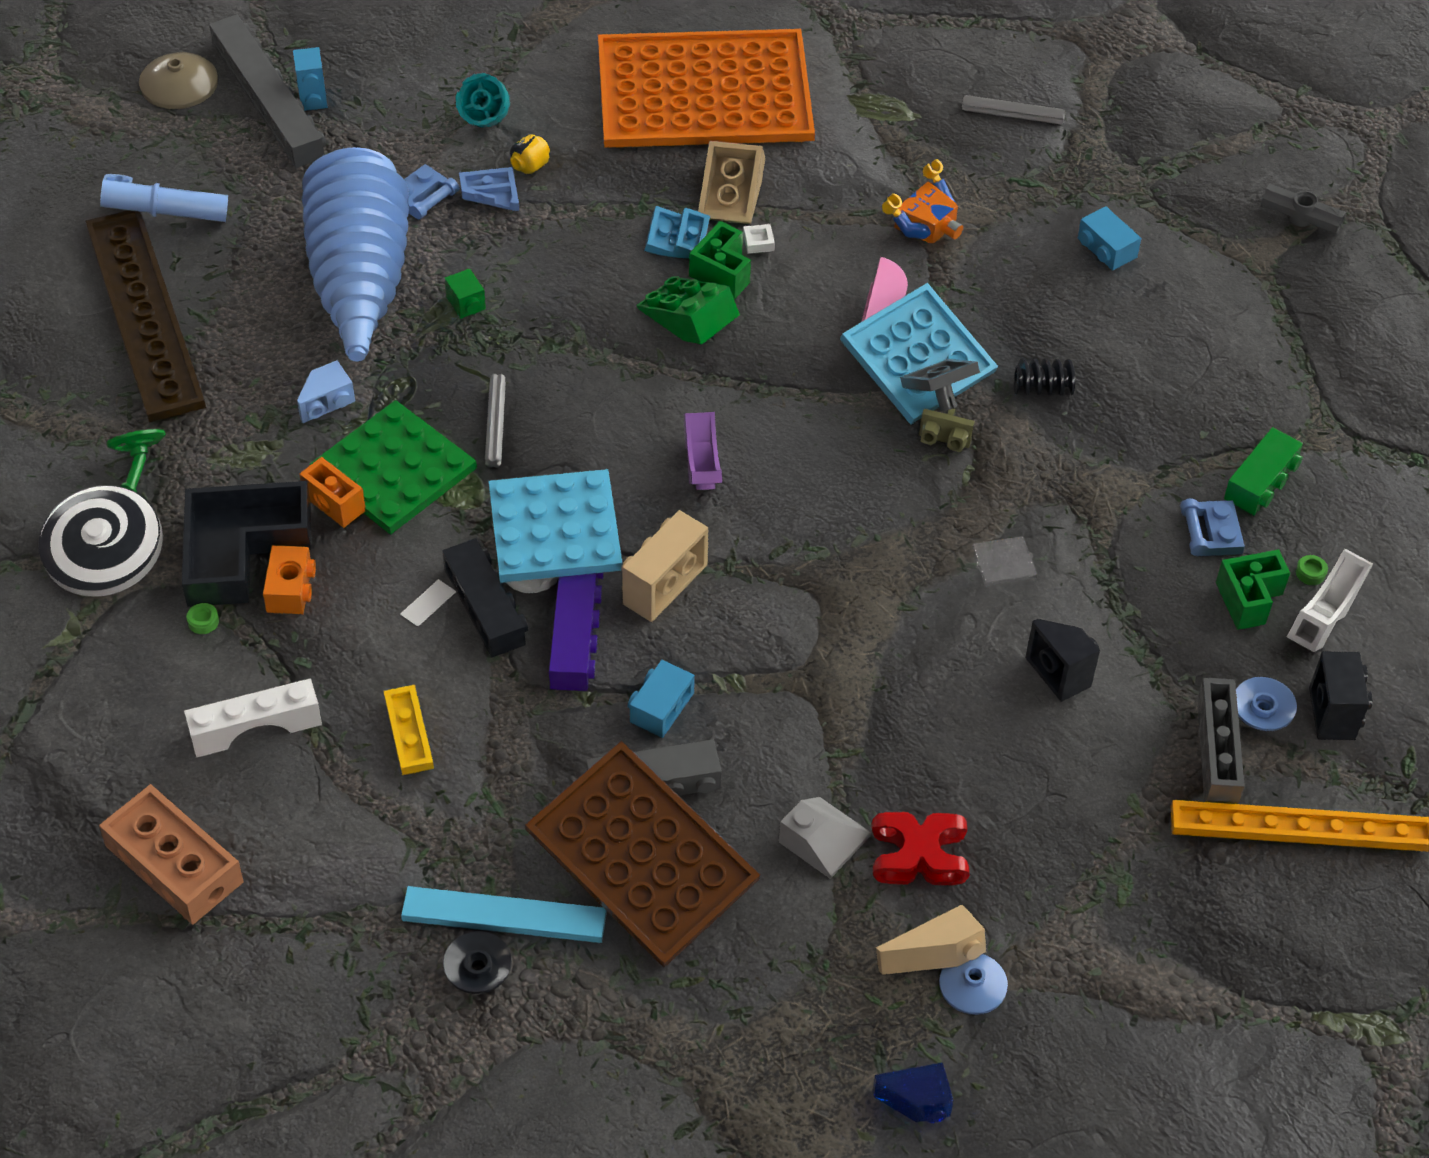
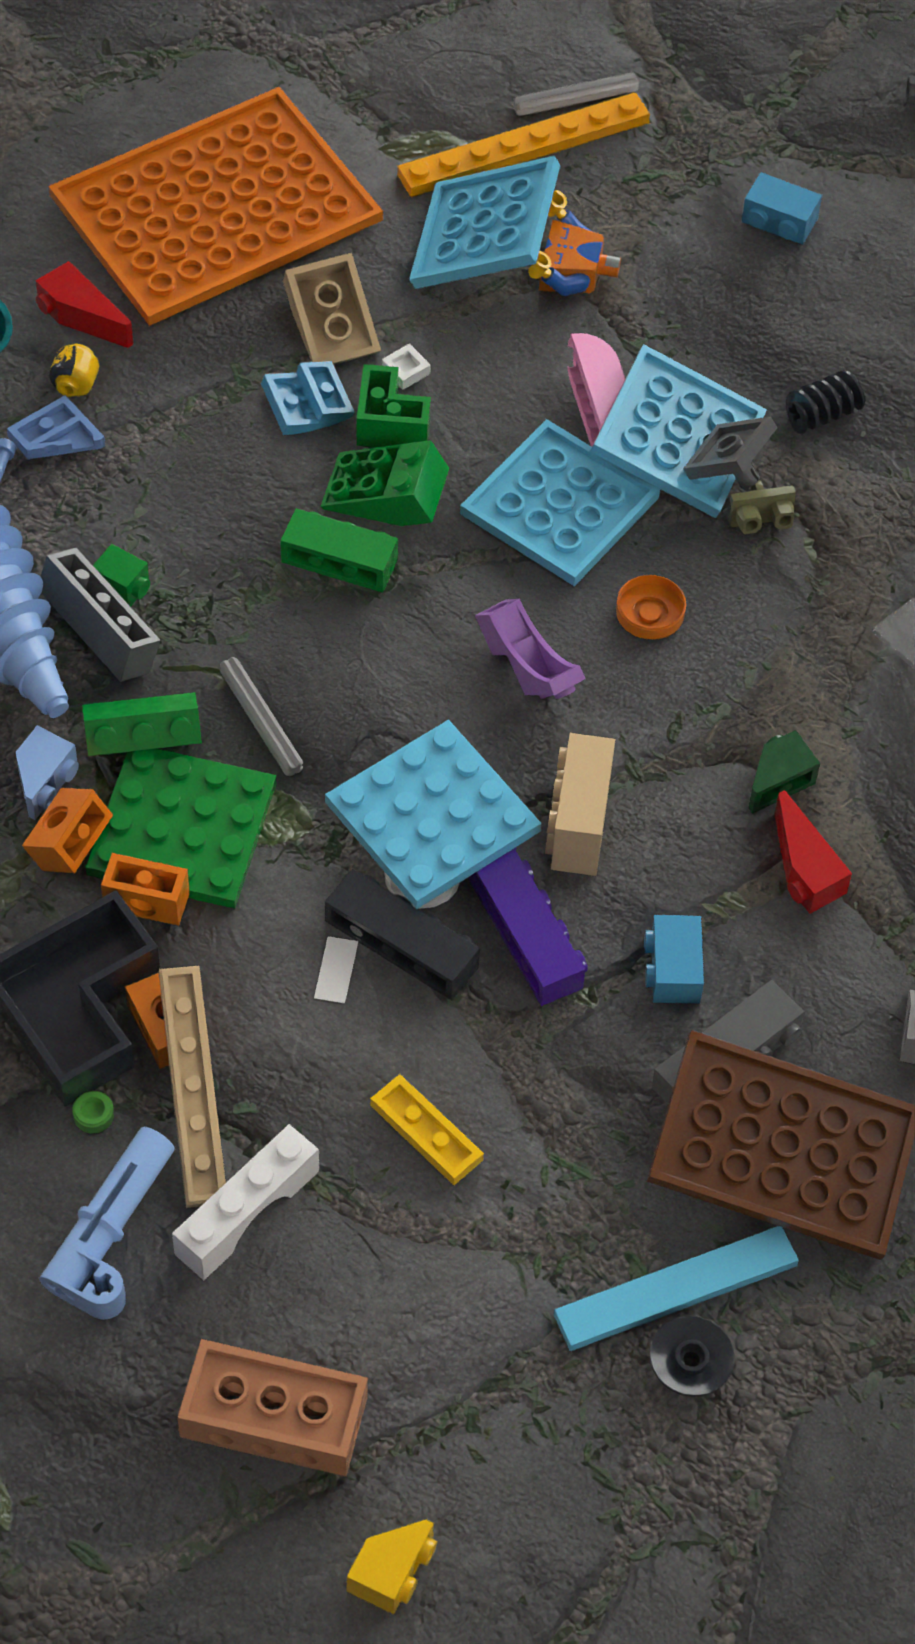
camera: 30 degrees left, 5 degrees up
(150, 688) = (102, 1225): none -> light blue piece
(176, 992) = (388, 1563): none -> yellow slope
(272, 621) = (192, 1083): none -> tan tile
(310, 434) = (67, 830): none -> orange brick
(407, 389) = (142, 724): none -> green brick
(430, 309) = (99, 614): none -> dark grey brick
(563, 115) = (81, 306): none -> red slope
(624, 336) = (339, 550): none -> green brick
(801, 368) = (559, 502): none -> medium azure plate
(804, 680) = (810, 865): none -> red slope
(817, 462) = (651, 607): none -> orange piece
(828, 609) = (783, 765): none -> dark green slope
(876, 164) = (485, 222): none -> medium azure plate
(952, 128) = (525, 143): none -> light orange plate

